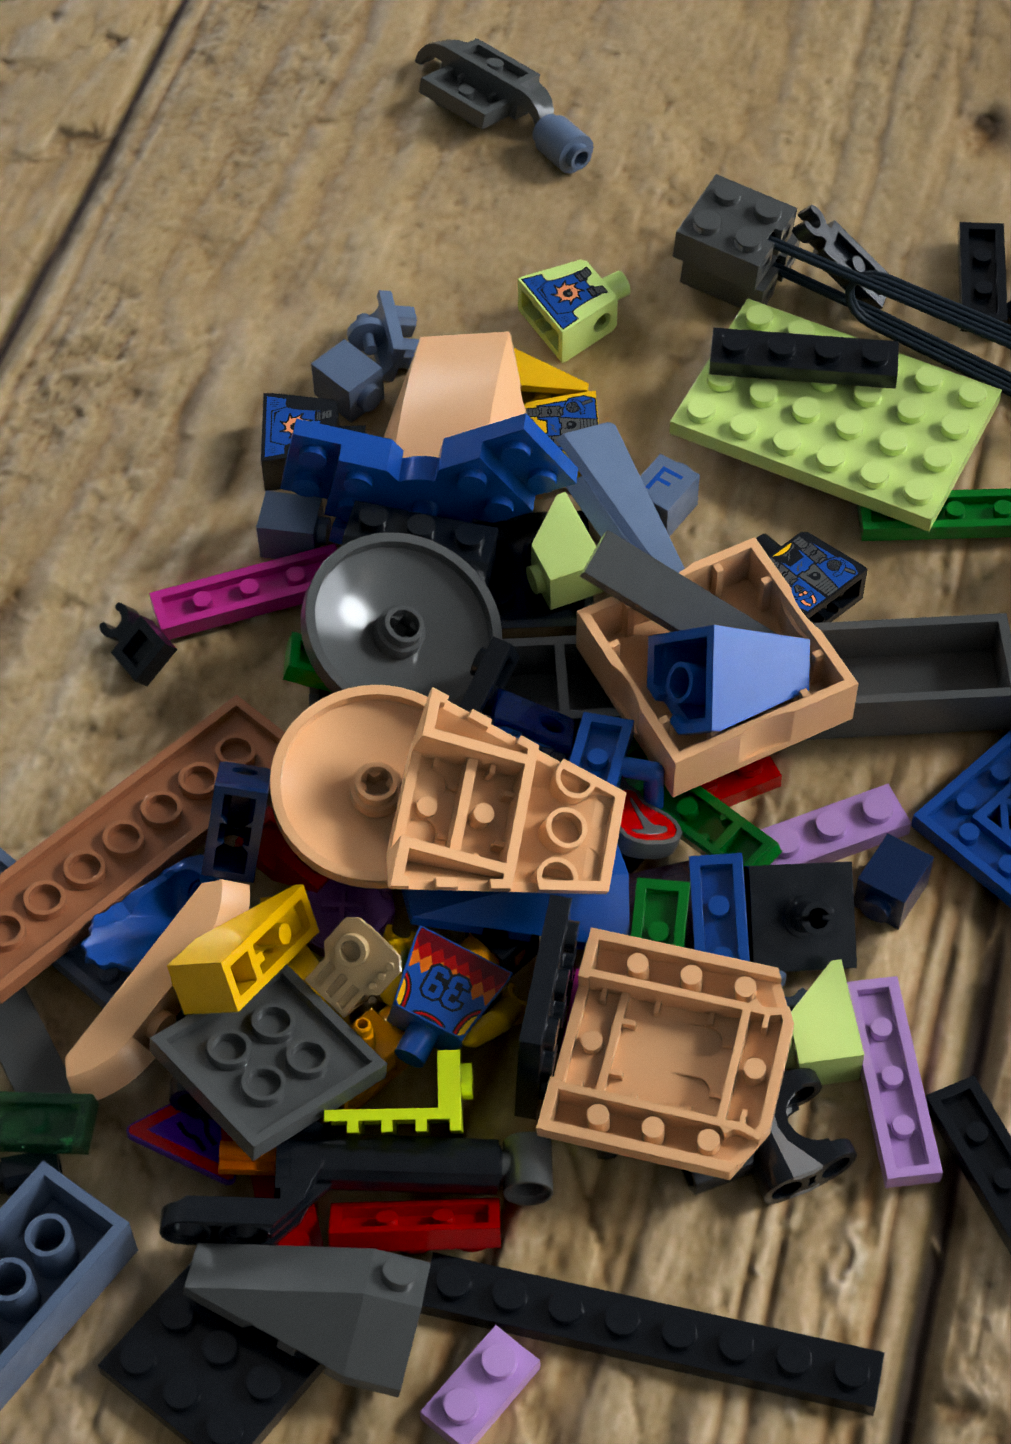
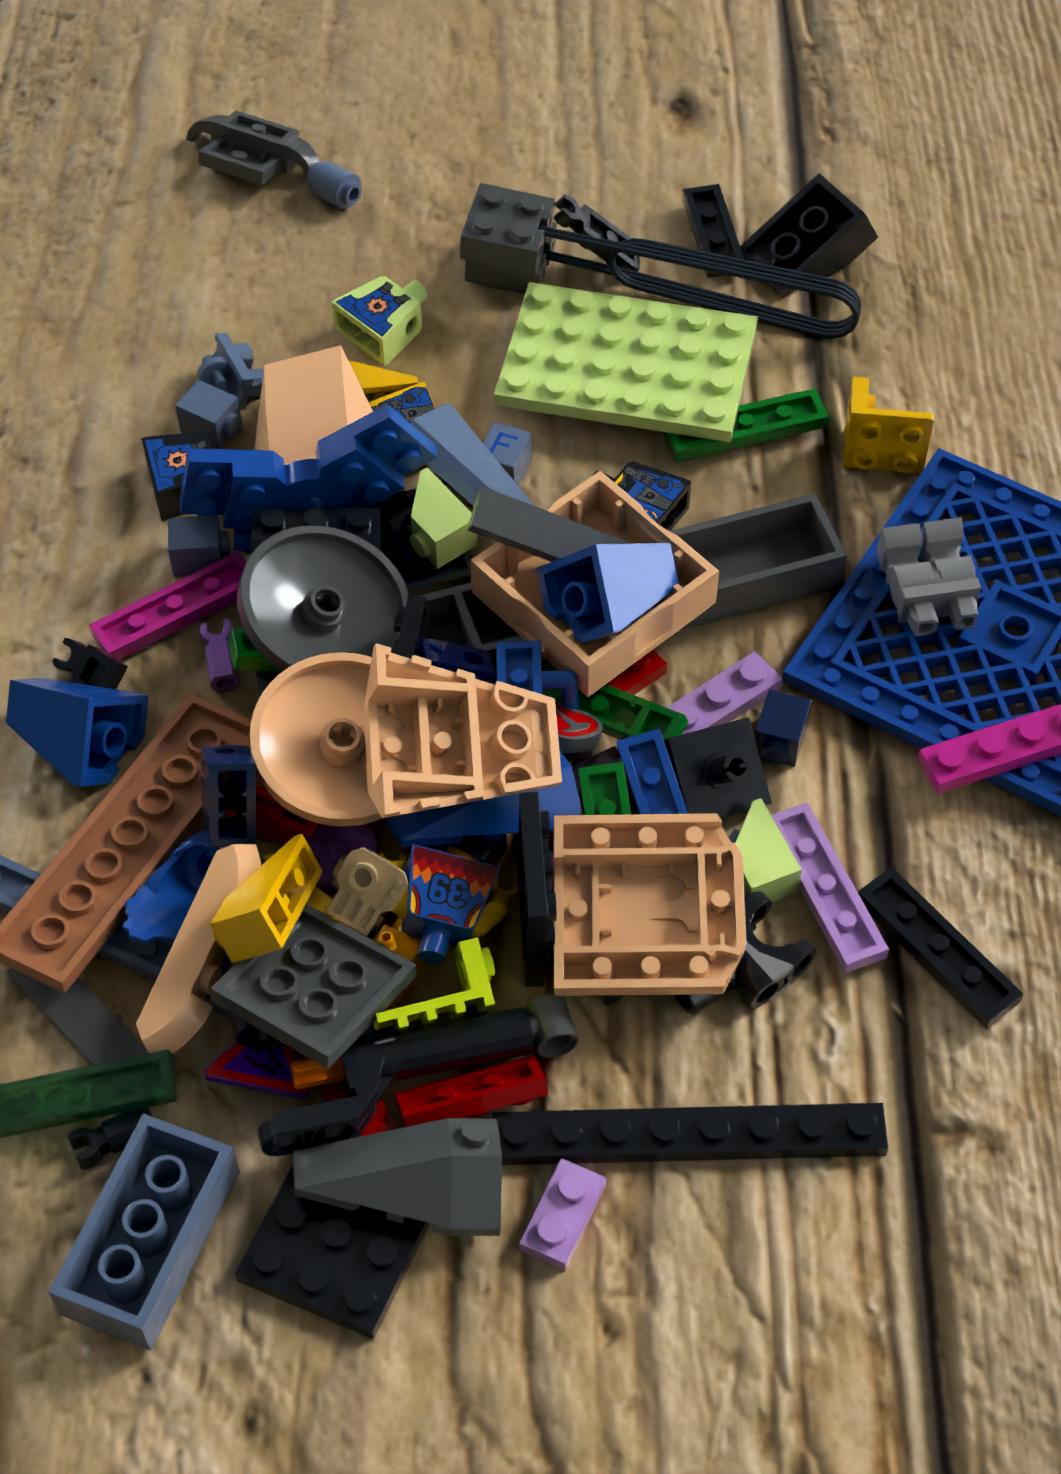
camera: 15 degrees left, 0 degrees up
(104, 705) = (77, 726): none -> blue slope
(274, 685) = (219, 660): none -> medium lavender bar
(804, 358) = (591, 320): black plate -> none

